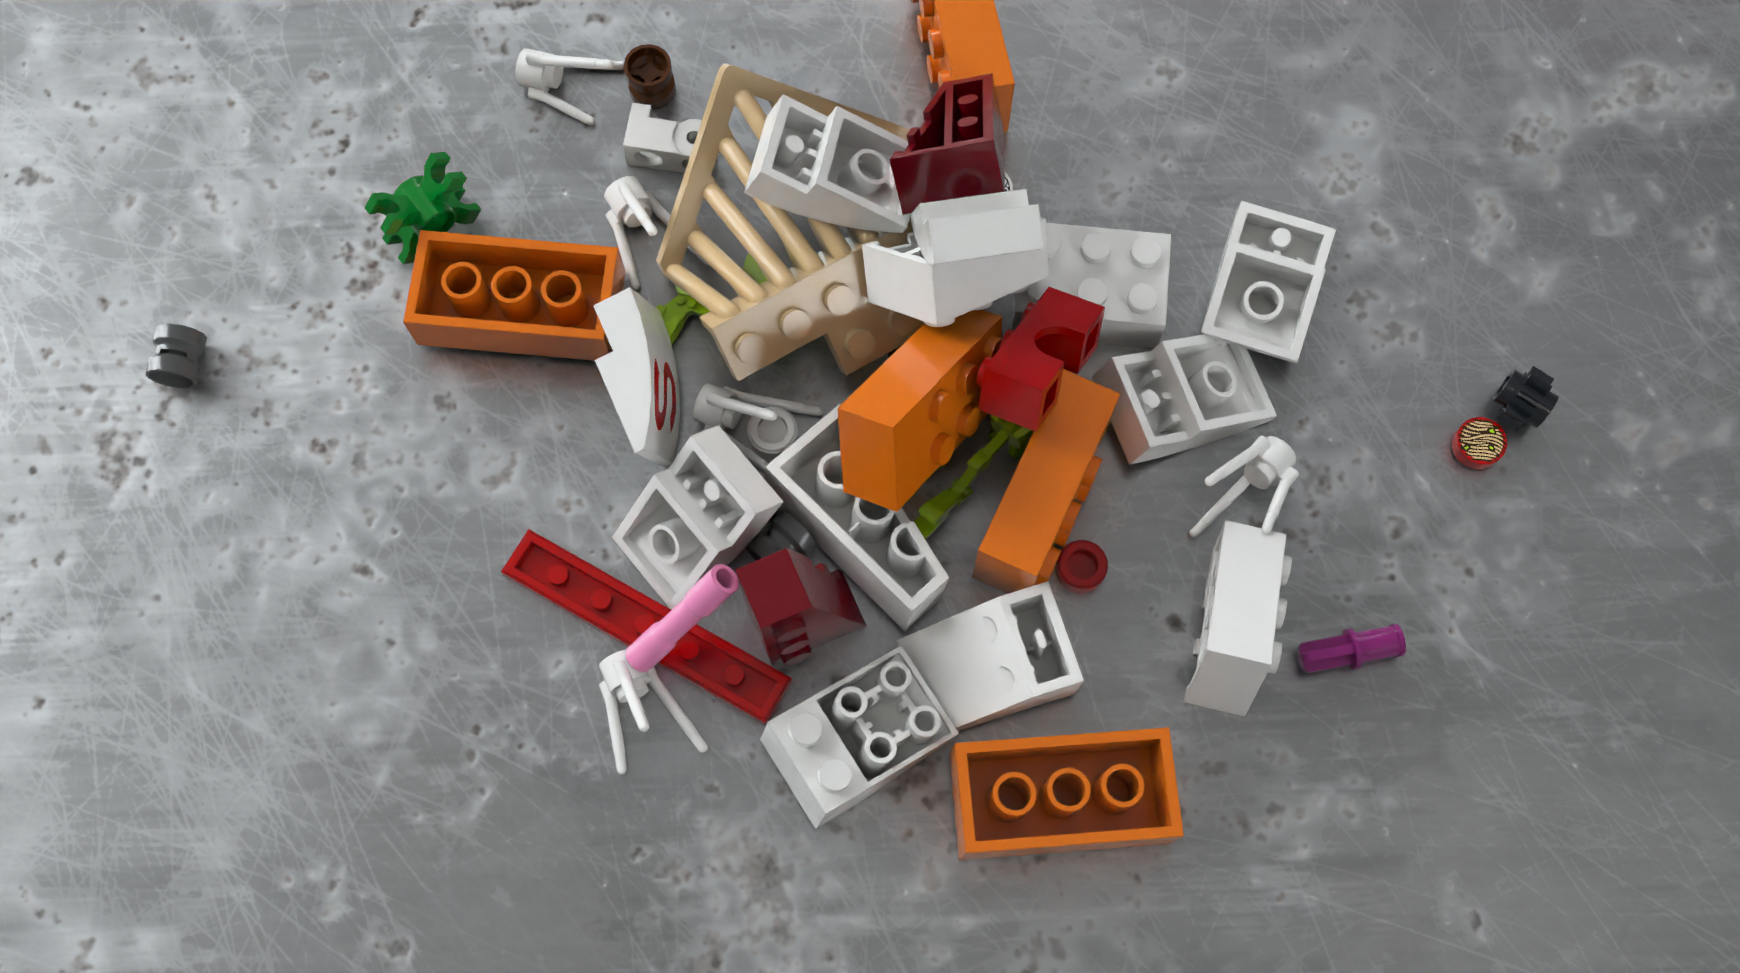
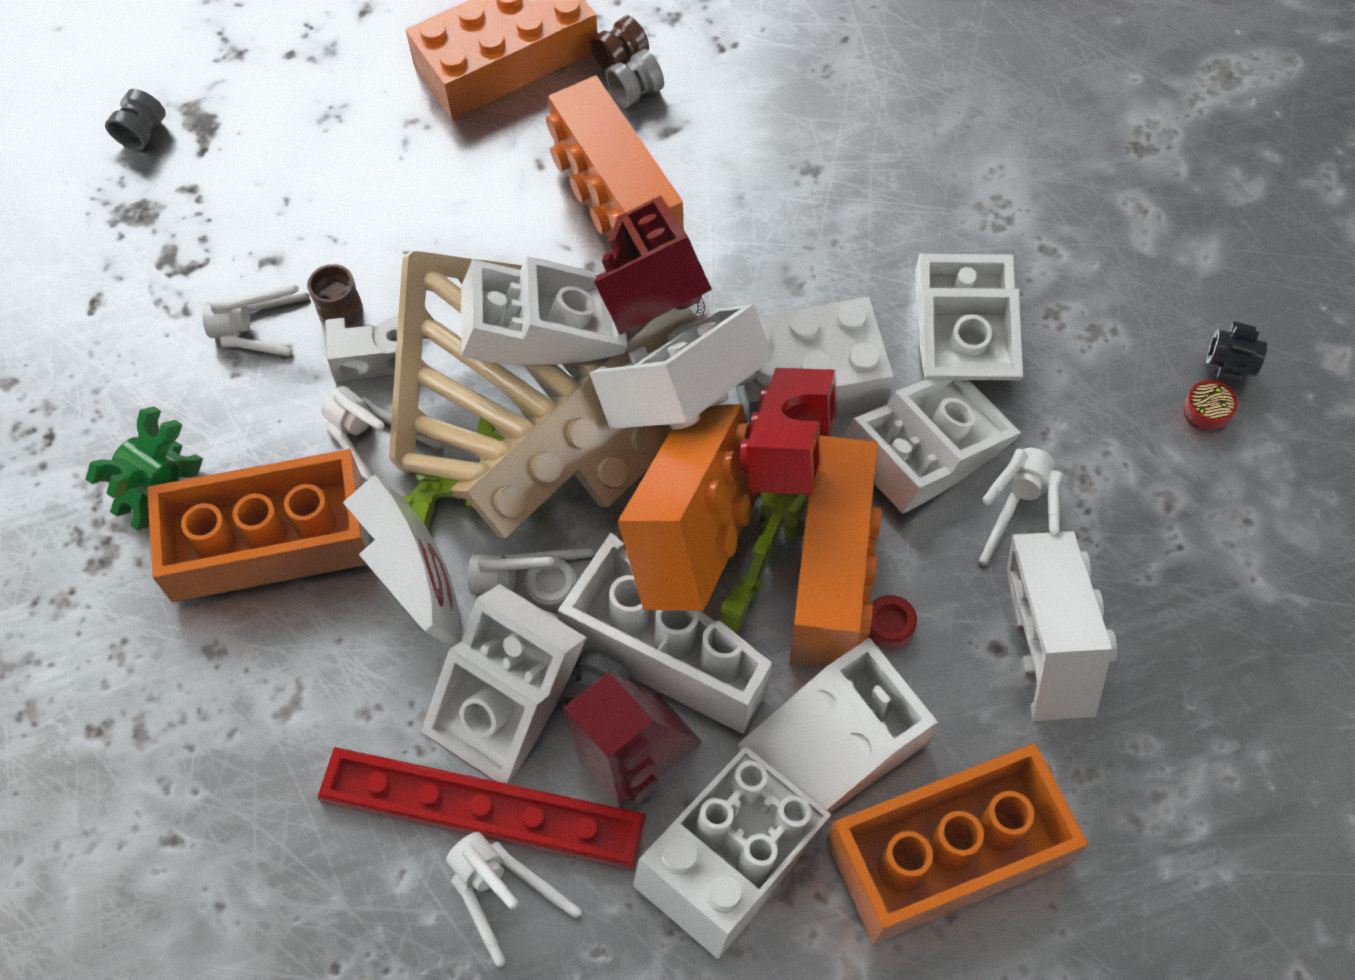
camera: 15 degrees left, 10 degrees down
(699, 602) = (534, 756): bright pink piece -> none
(977, 227) = (697, 315): white slope -> none
(1351, 648) = (1172, 621): magenta axle -> none

